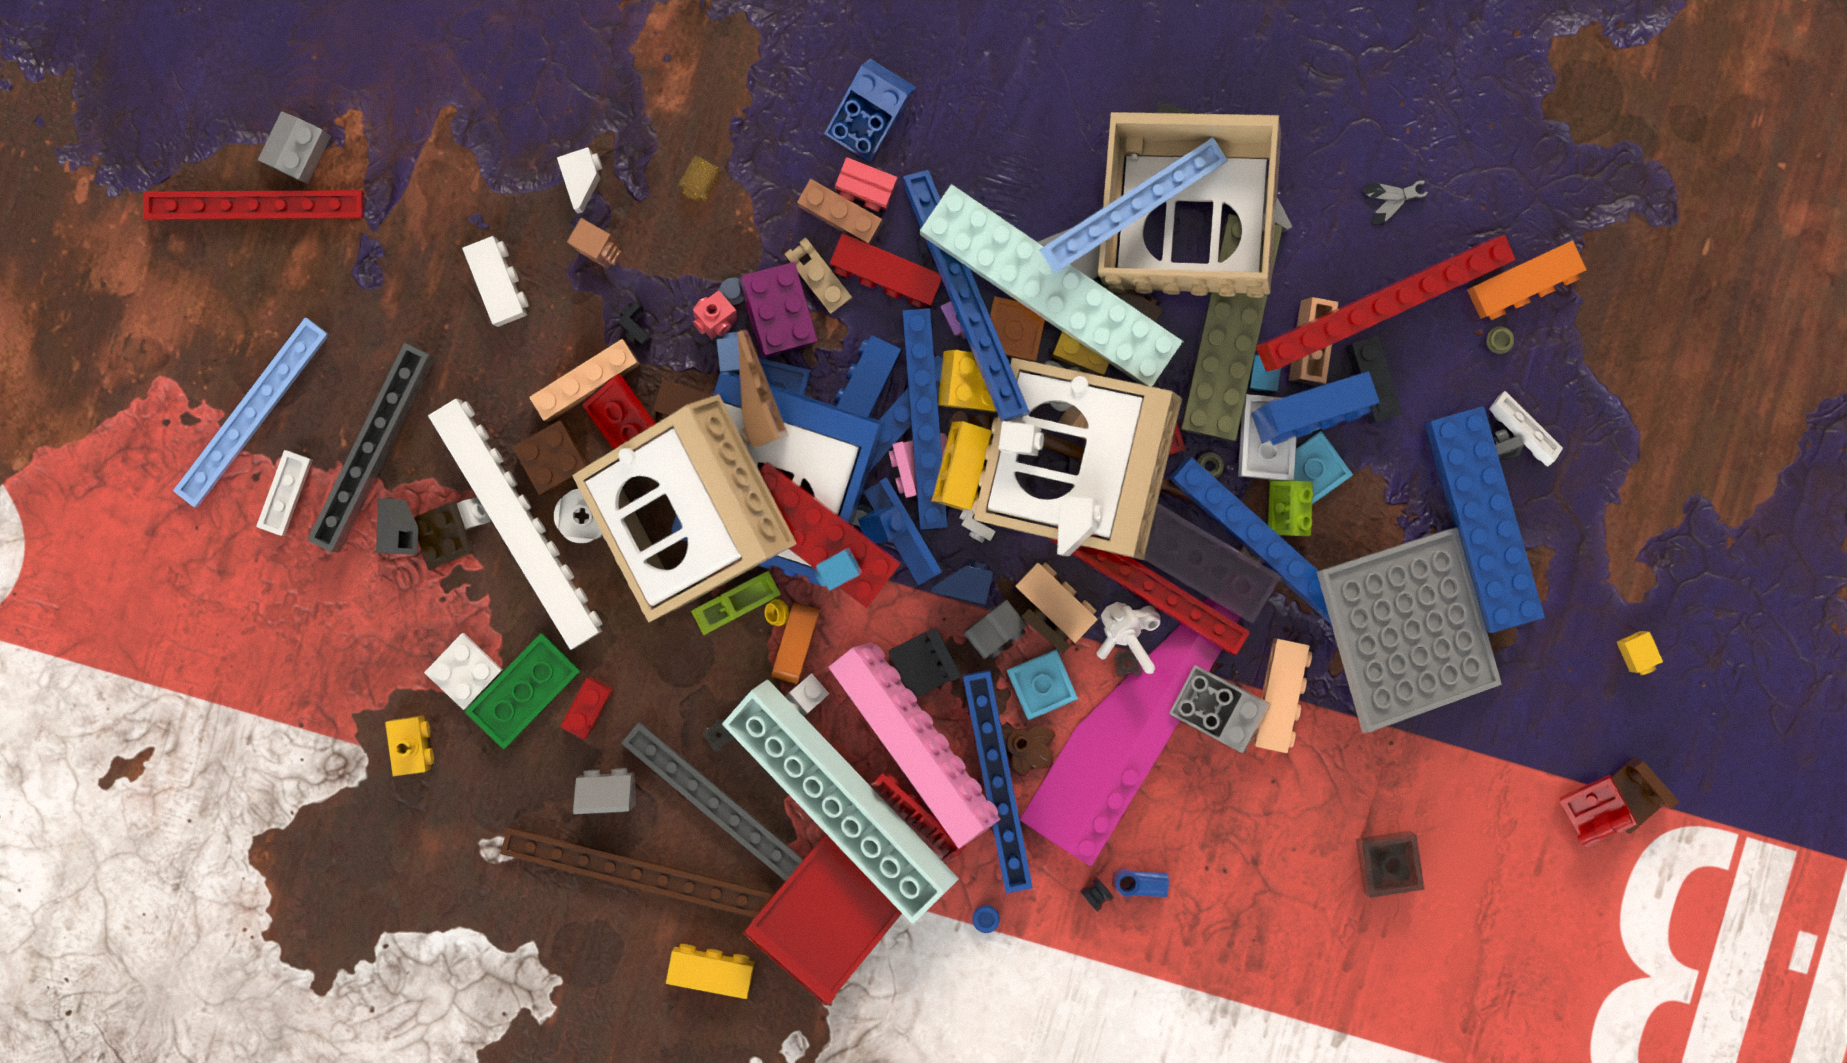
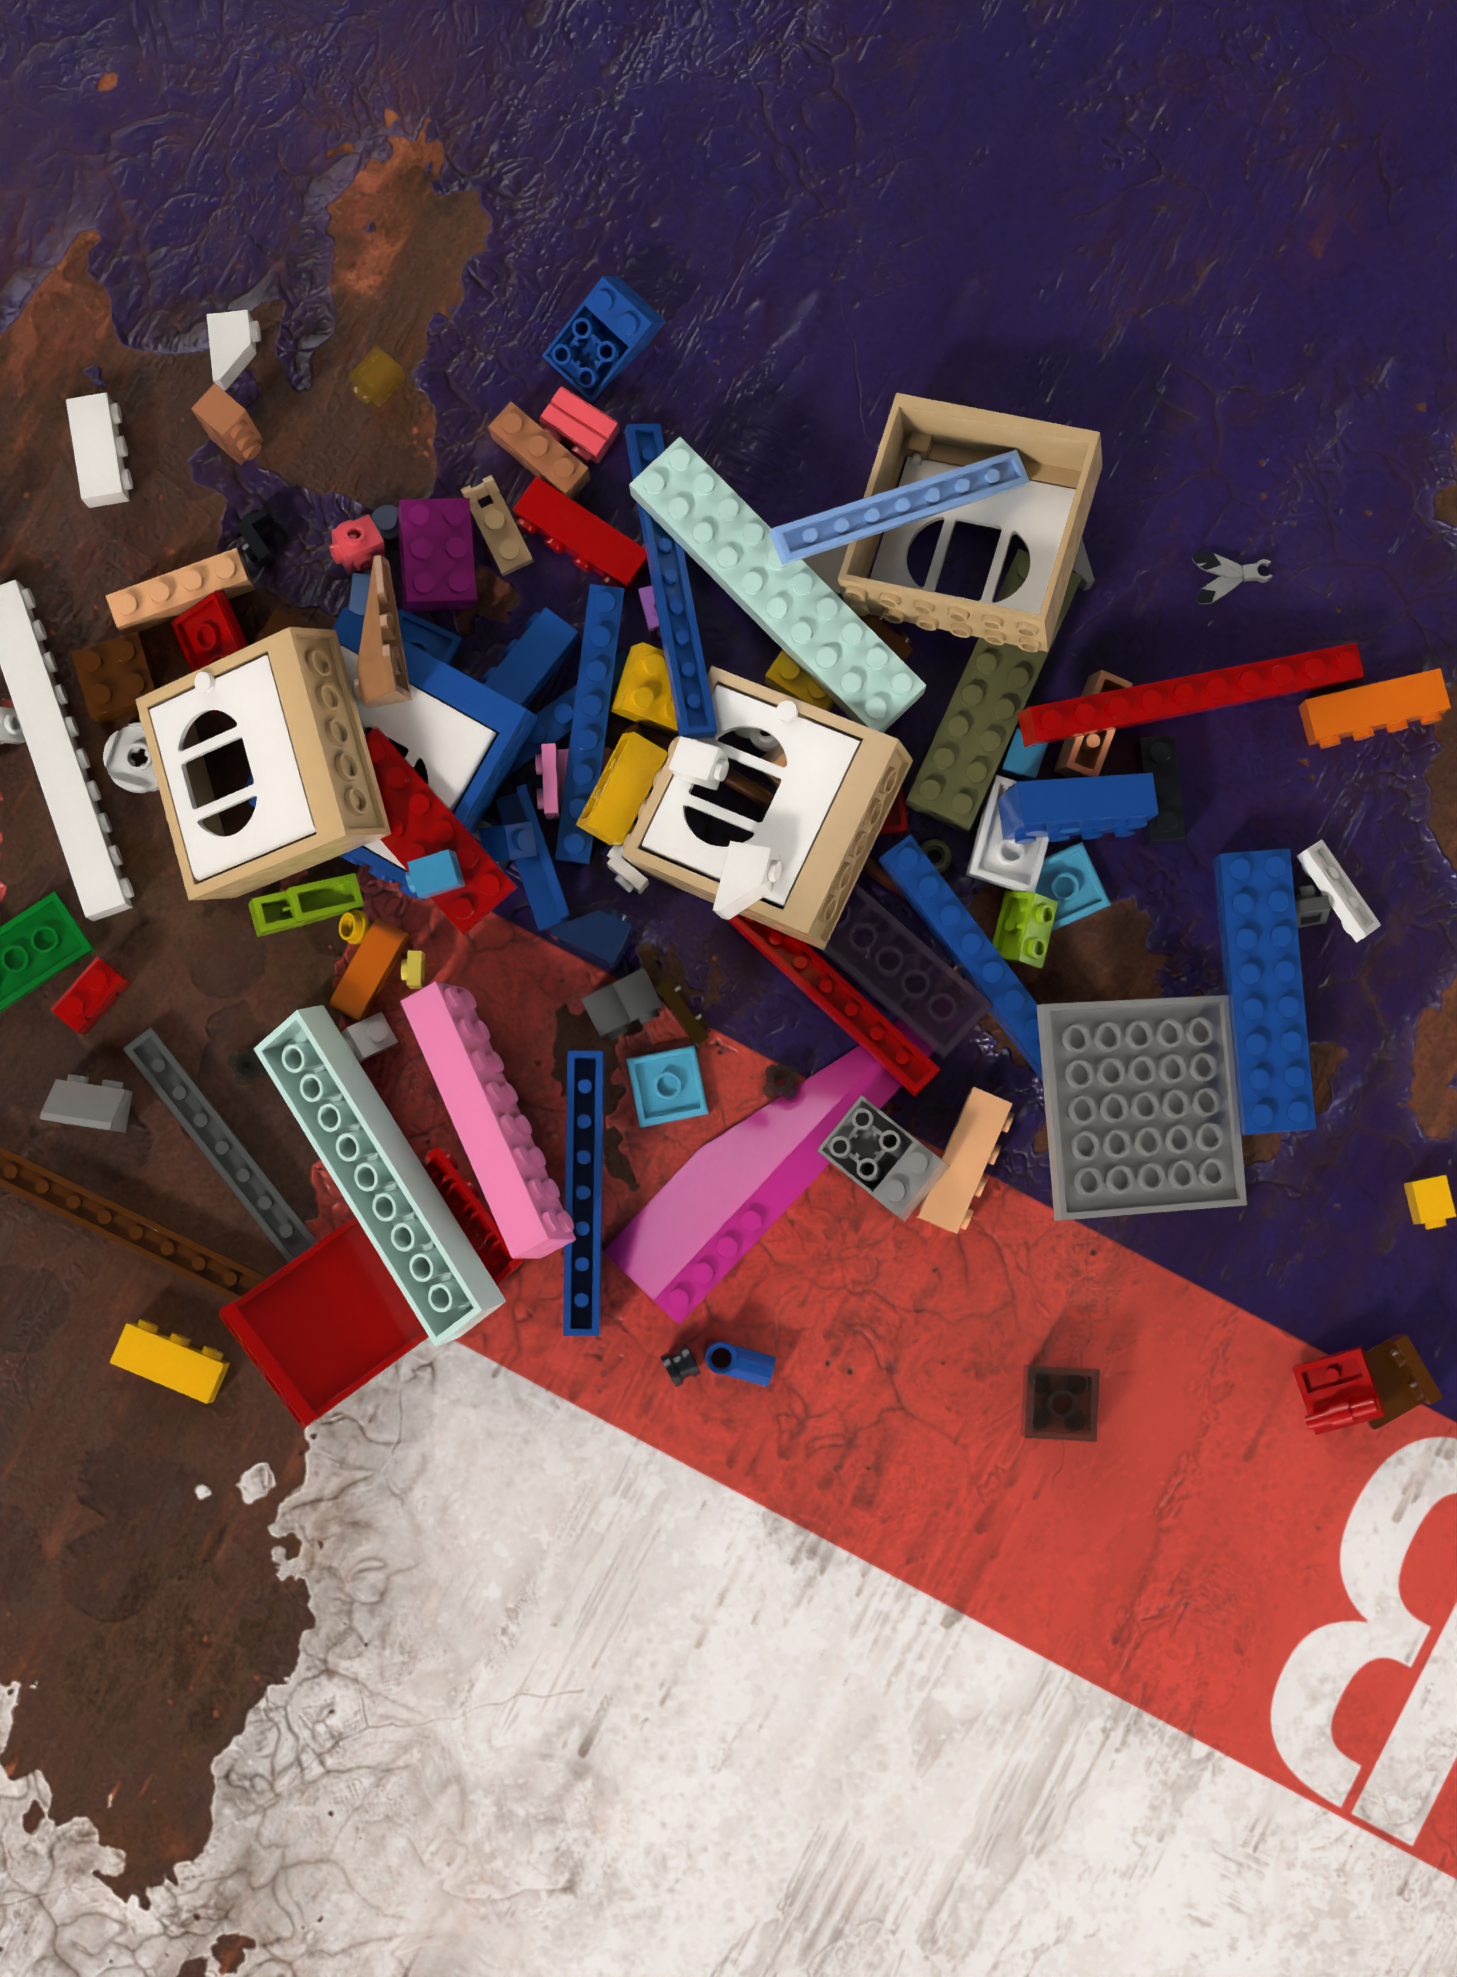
camera: 20 degrees right, 5 degrees down
(829, 636) = (414, 969): none -> light yellow plate
(924, 662) = (525, 1027): black bracket -> none
(985, 918) = (533, 1368): blue tile -> none
(1017, 328) = (728, 636): orange plate -> none
(1034, 750) = (639, 1167): reddish brown plate -> none
(1057, 601) = (707, 984): light nougat brick -> none
(1124, 627) = (784, 1033): white piece -> none
(1499, 340) = (1327, 775): olive plate -> none

